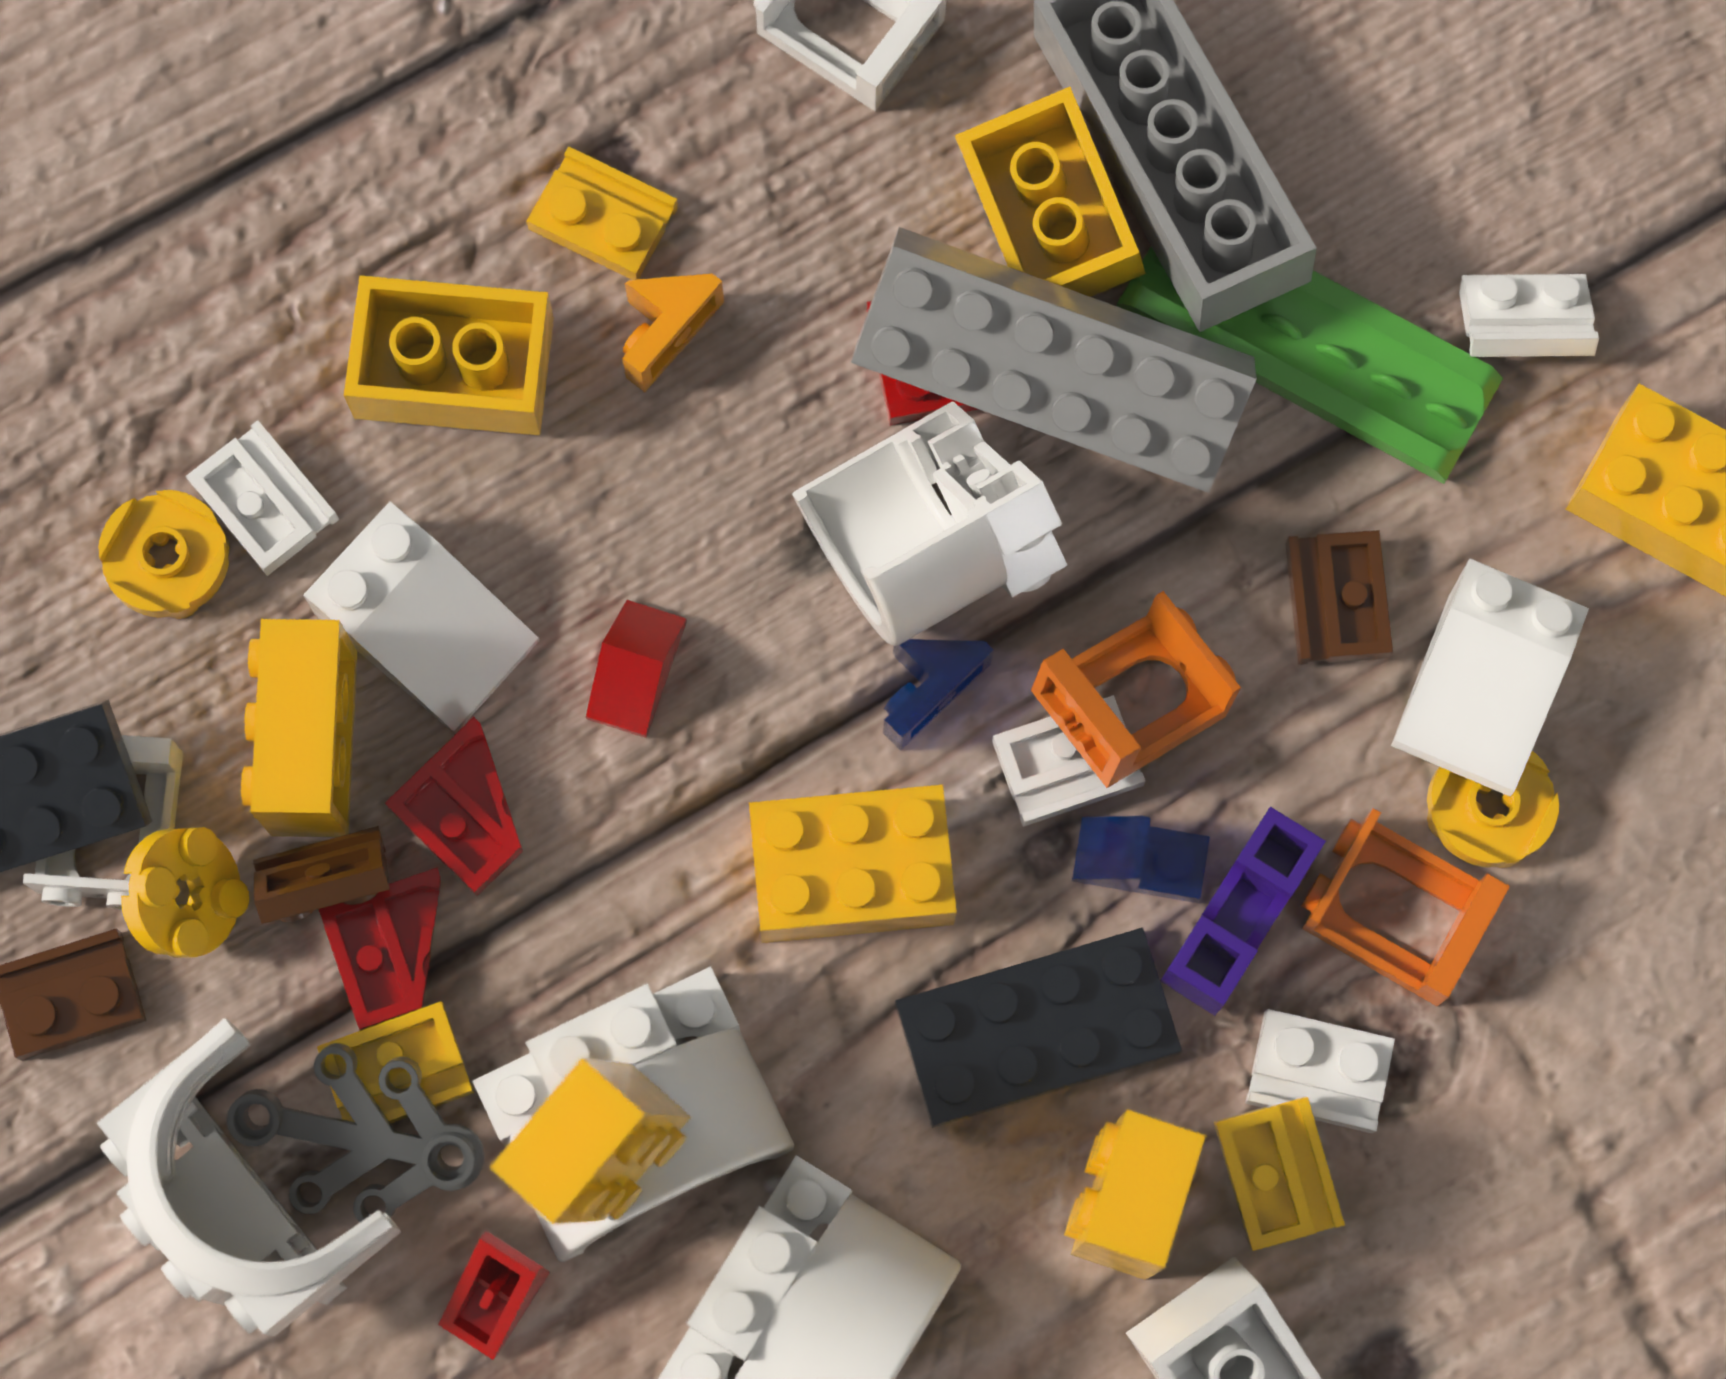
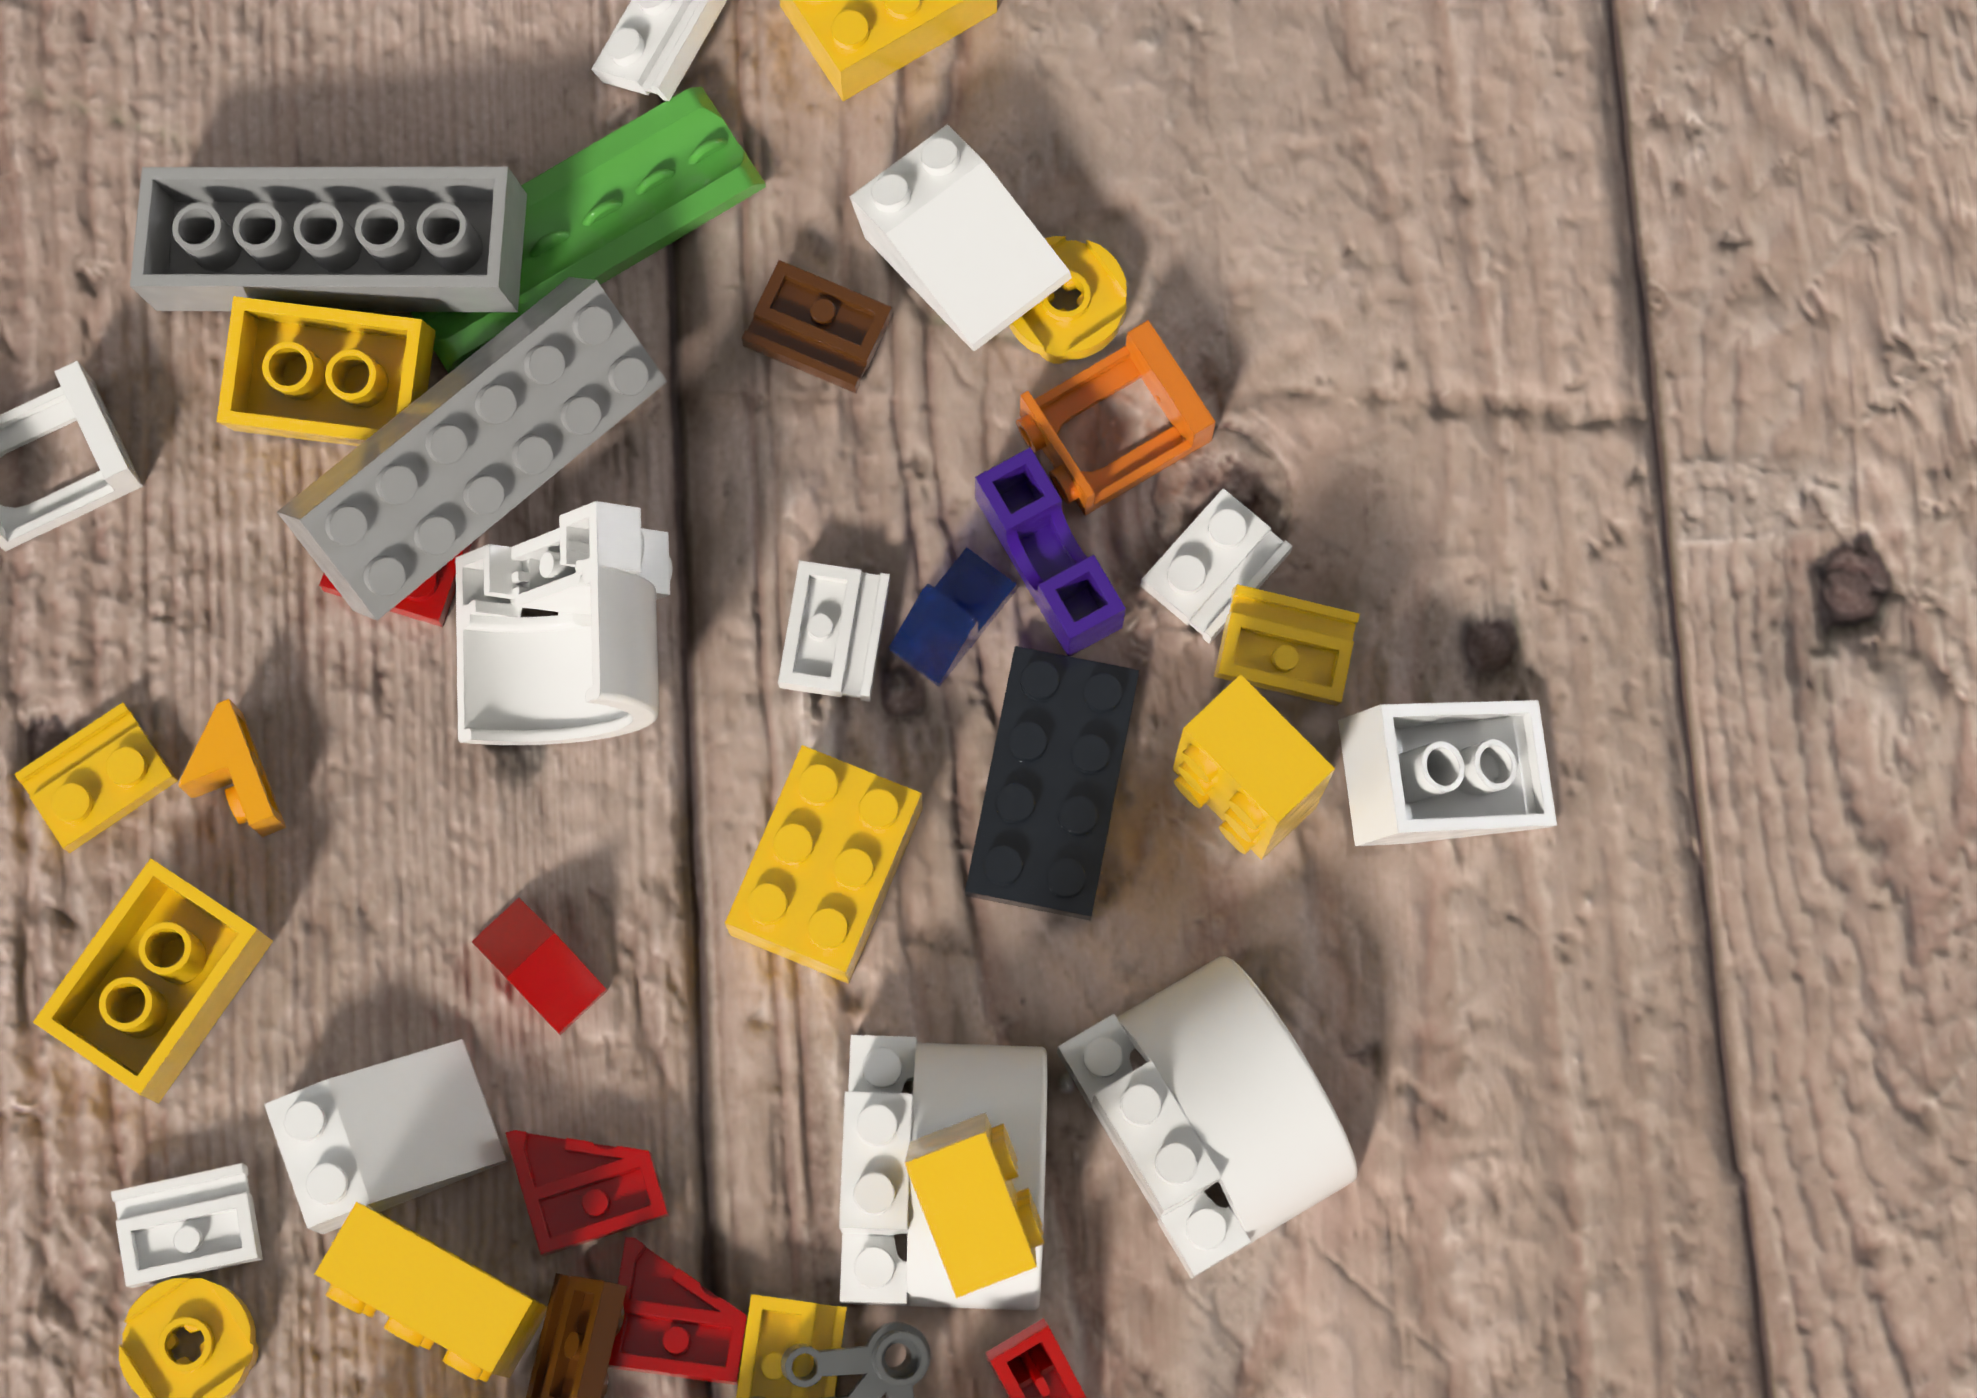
camera: 60 degrees left, 0 degrees up
(944, 673) = (695, 697): clear blue slope -> none
(1163, 635) = (813, 590): orange panel -> none

